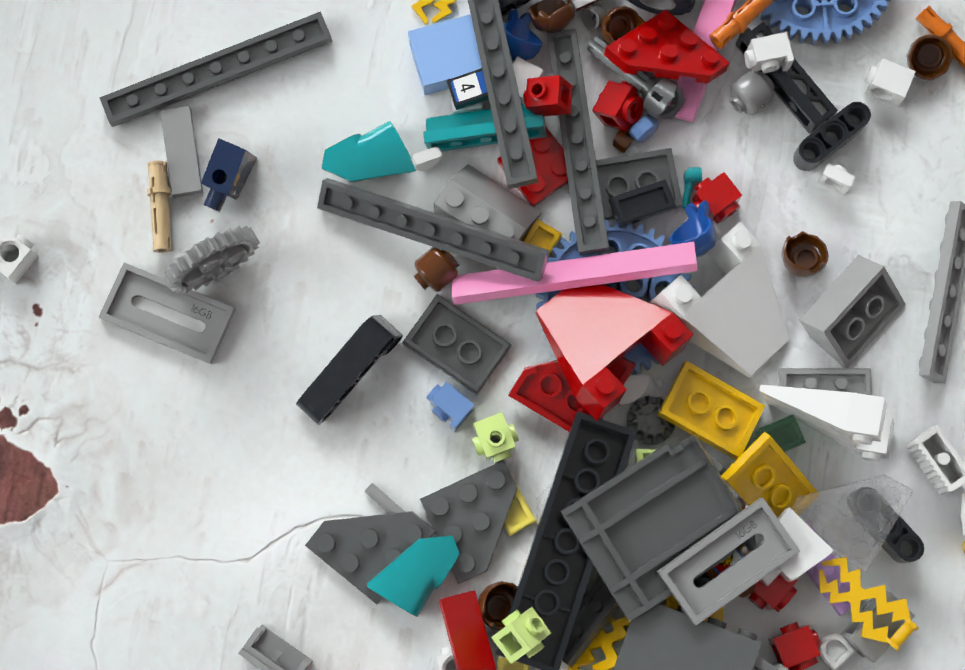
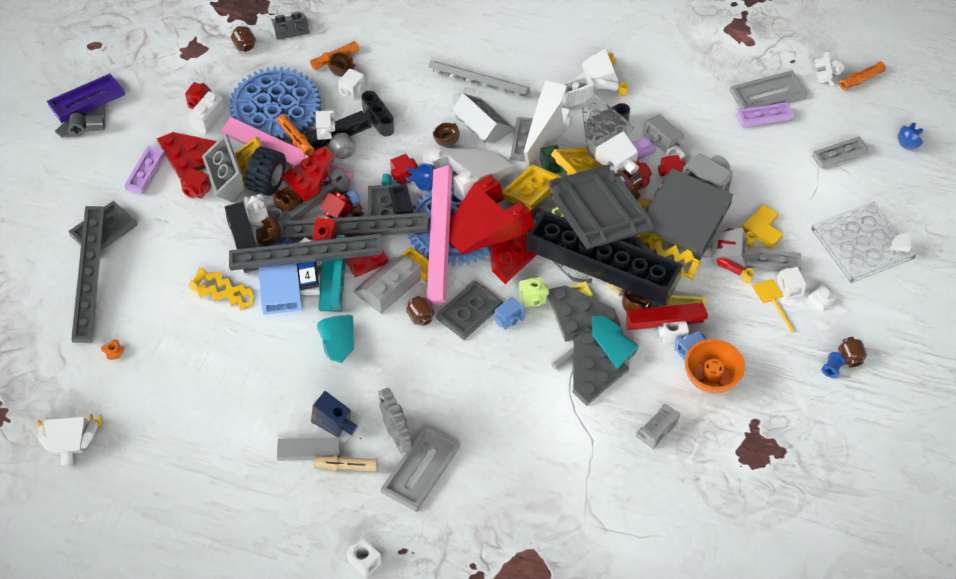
camera: 80 degrees left, 25 degrees down
(215, 69) = (256, 422): dark grey plate -> none
(370, 342) = (479, 362): black beam -> none
(426, 159) = (347, 305): white tile -> none
(433, 229) = (395, 305): dark grey plate -> none
(521, 635) = (659, 269): yellowish green brick -> none
(773, 552) = (645, 189): light grey piece -> none
(836, 178) = (403, 114): white plate -> none
(857, 593) = (656, 114): yellow piece -> none

